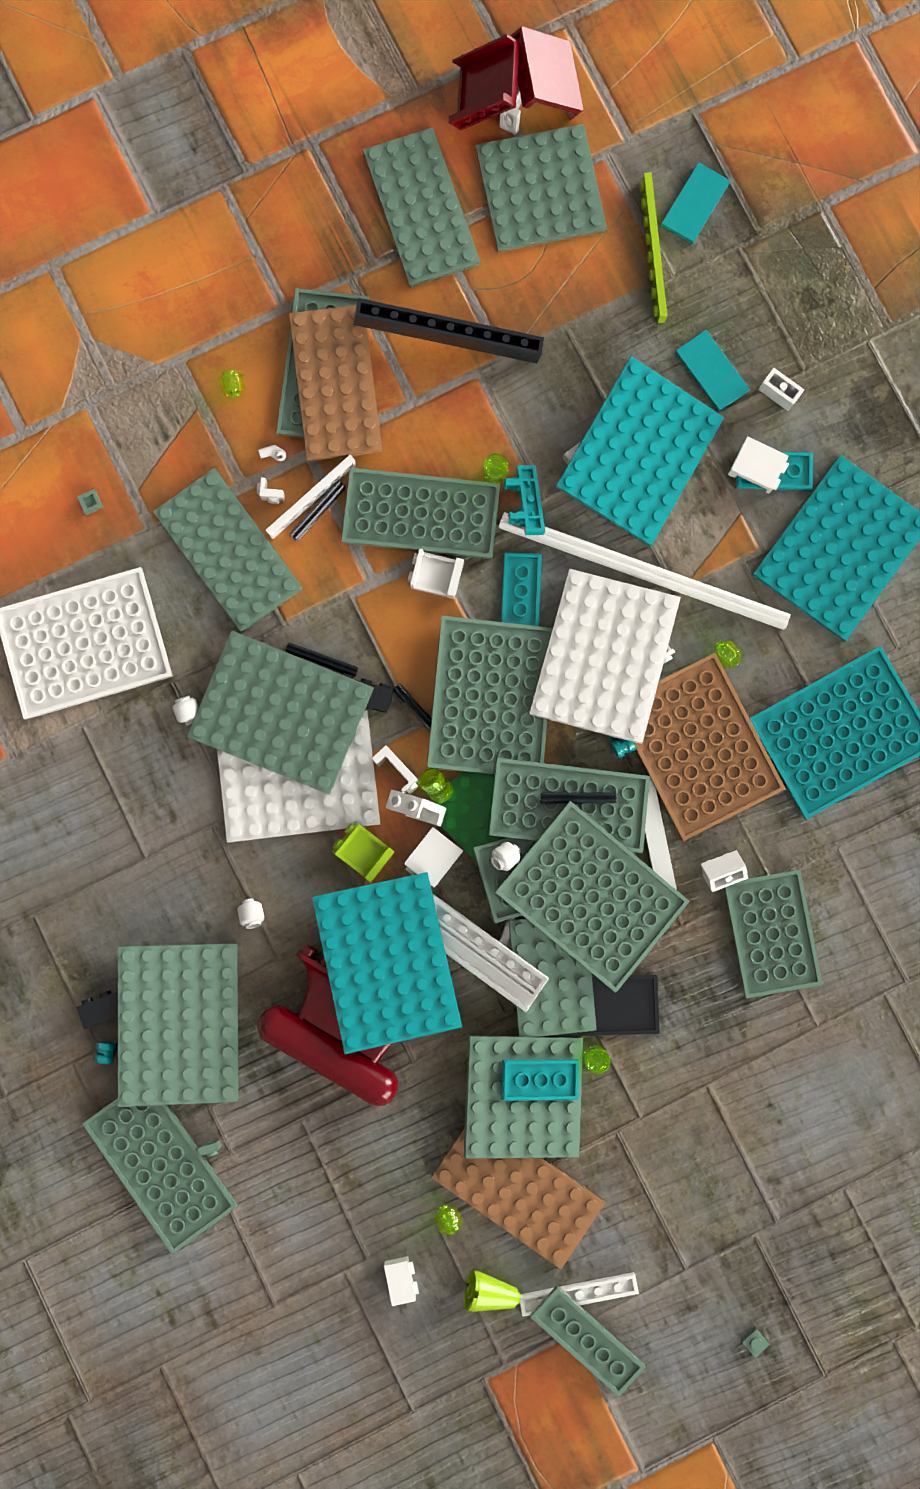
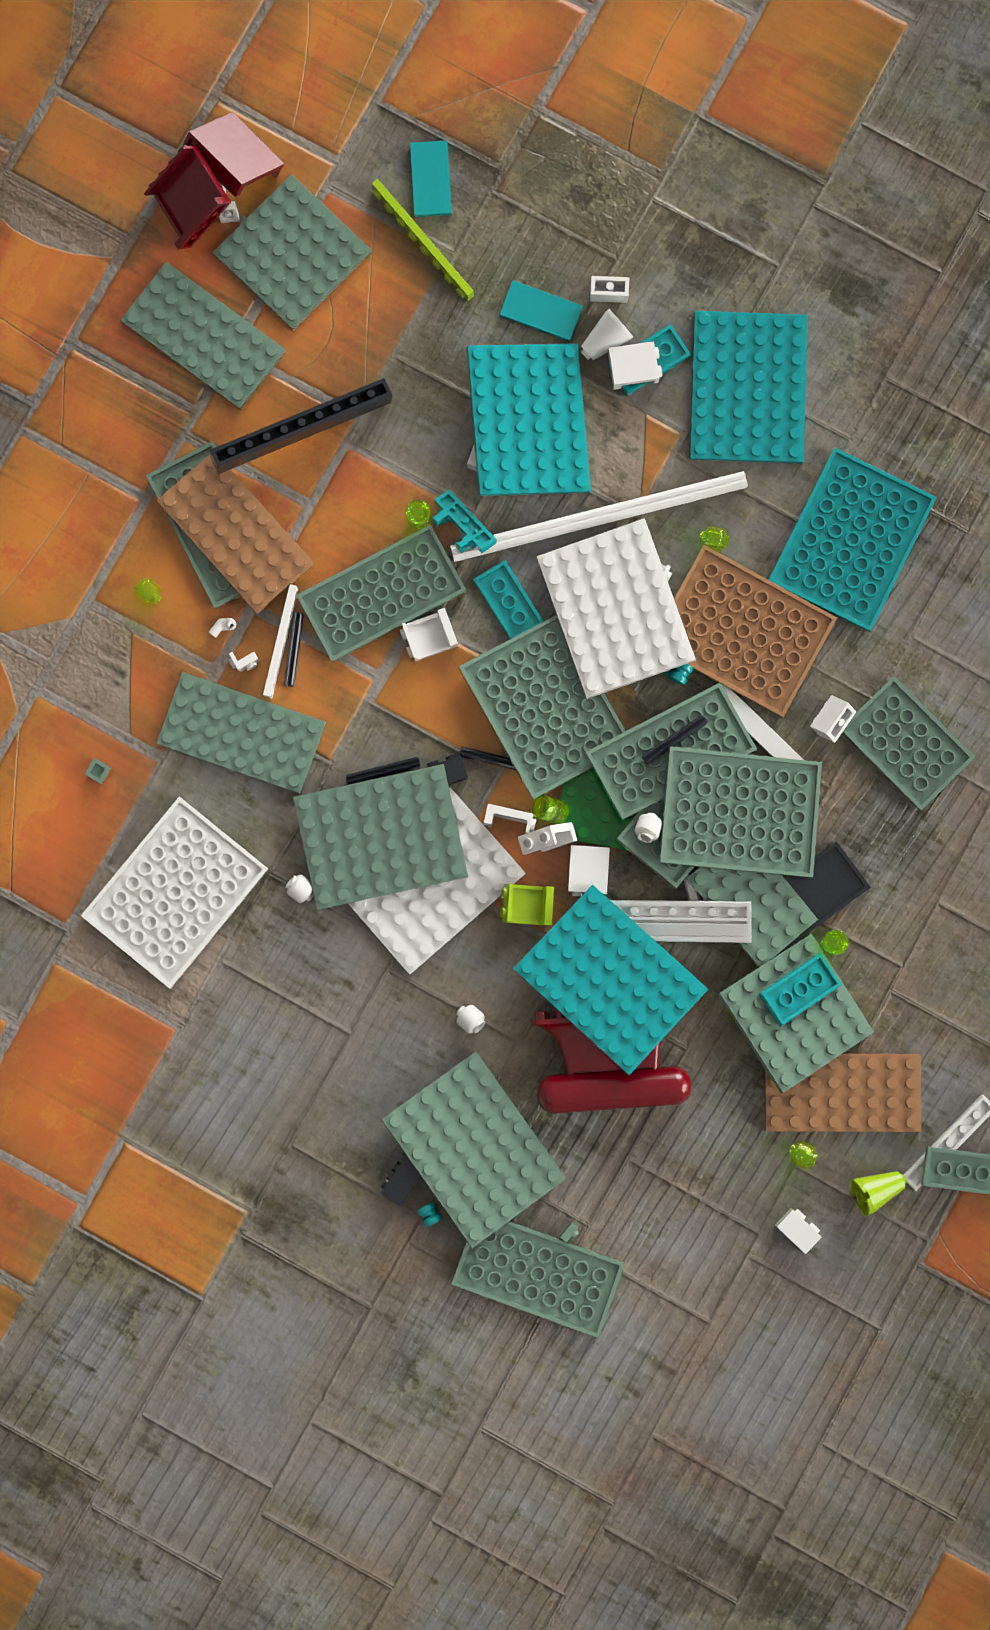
camera: 30 degrees left, 0 degrees up
(754, 424) = (606, 334): none -> white cone

